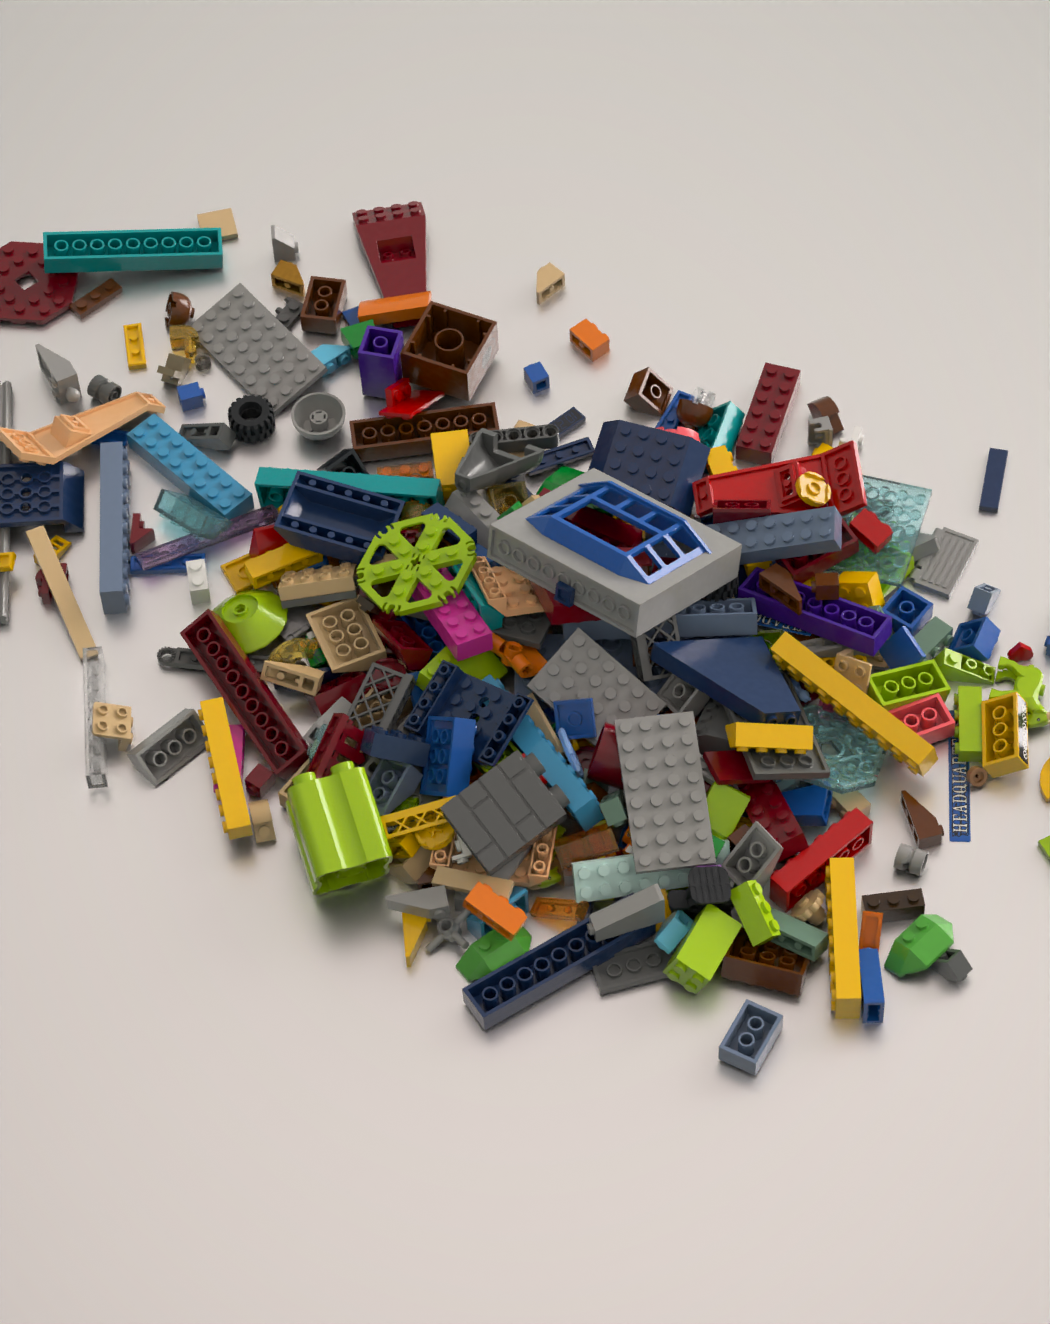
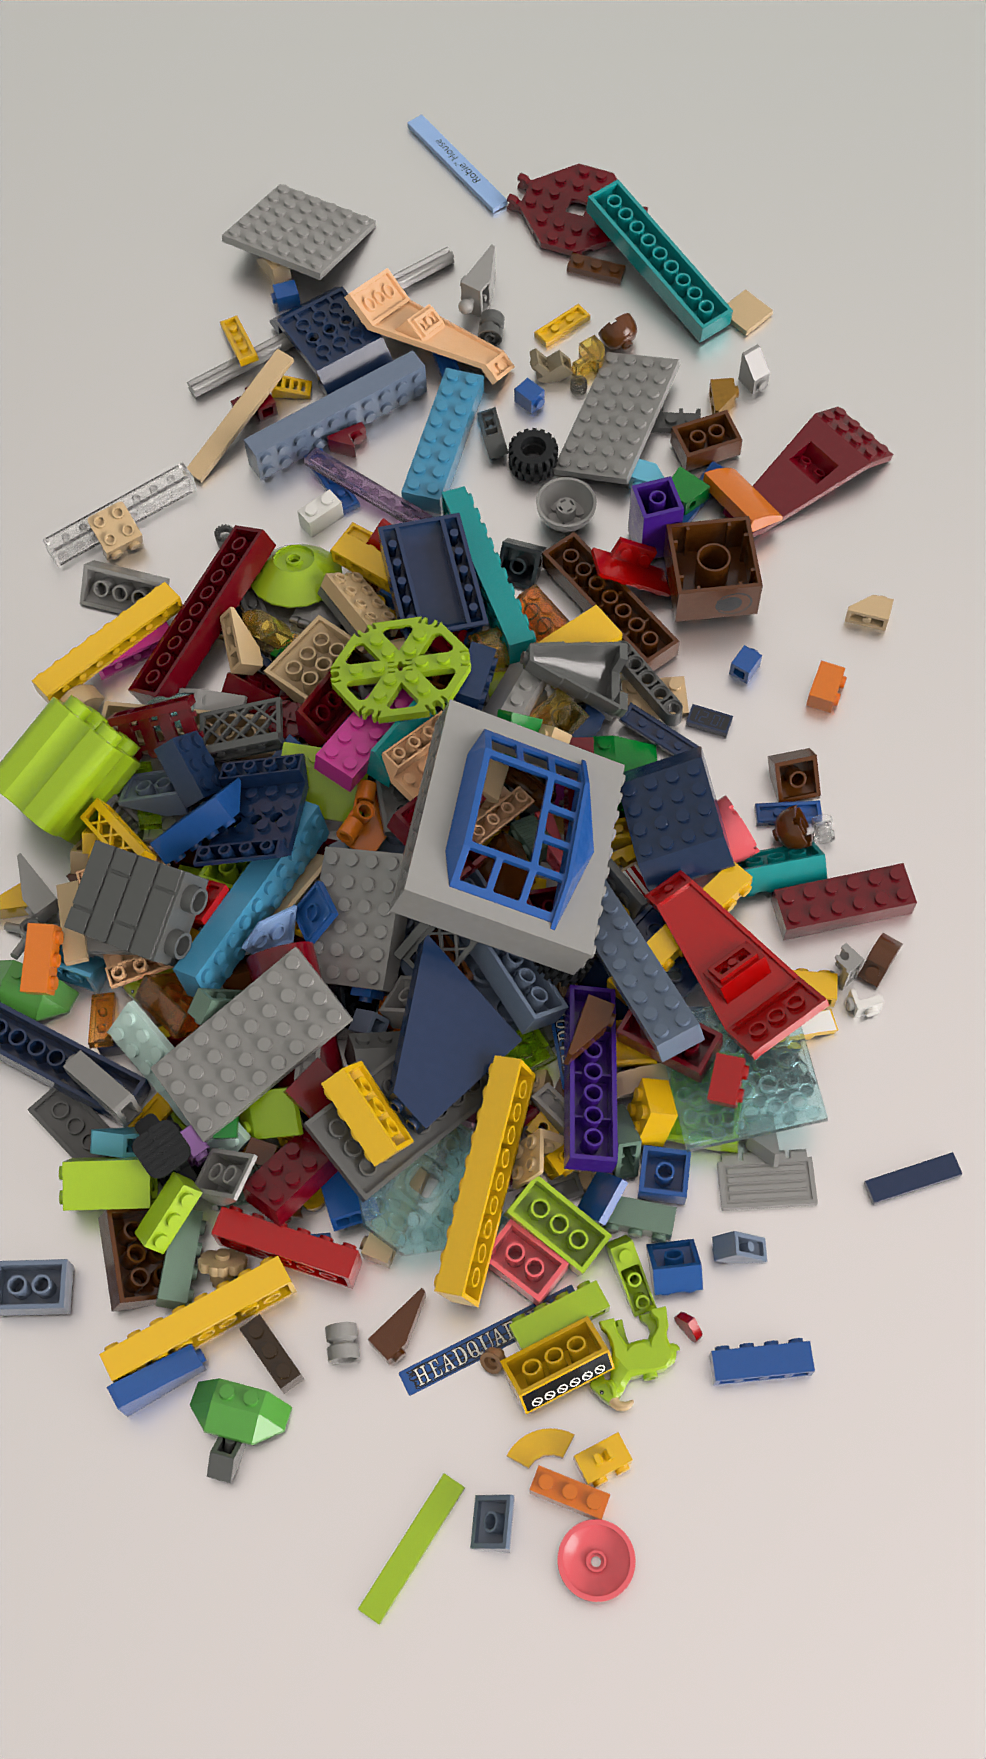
camera: 60 degrees right, 10 degrees up
(191, 515) = (386, 466): clear light blue slope -> none
(260, 781) = (120, 681): dark red brick -> none
(564, 594) = (410, 815): dark blue tile -> none
(739, 510) = (661, 935): dark red slope -> none
(813, 489) = (740, 992): yellow tile -> none
(826, 586) = (617, 1071): reddish brown brick -> none
(870, 930) = (224, 1346): orange tile -> none

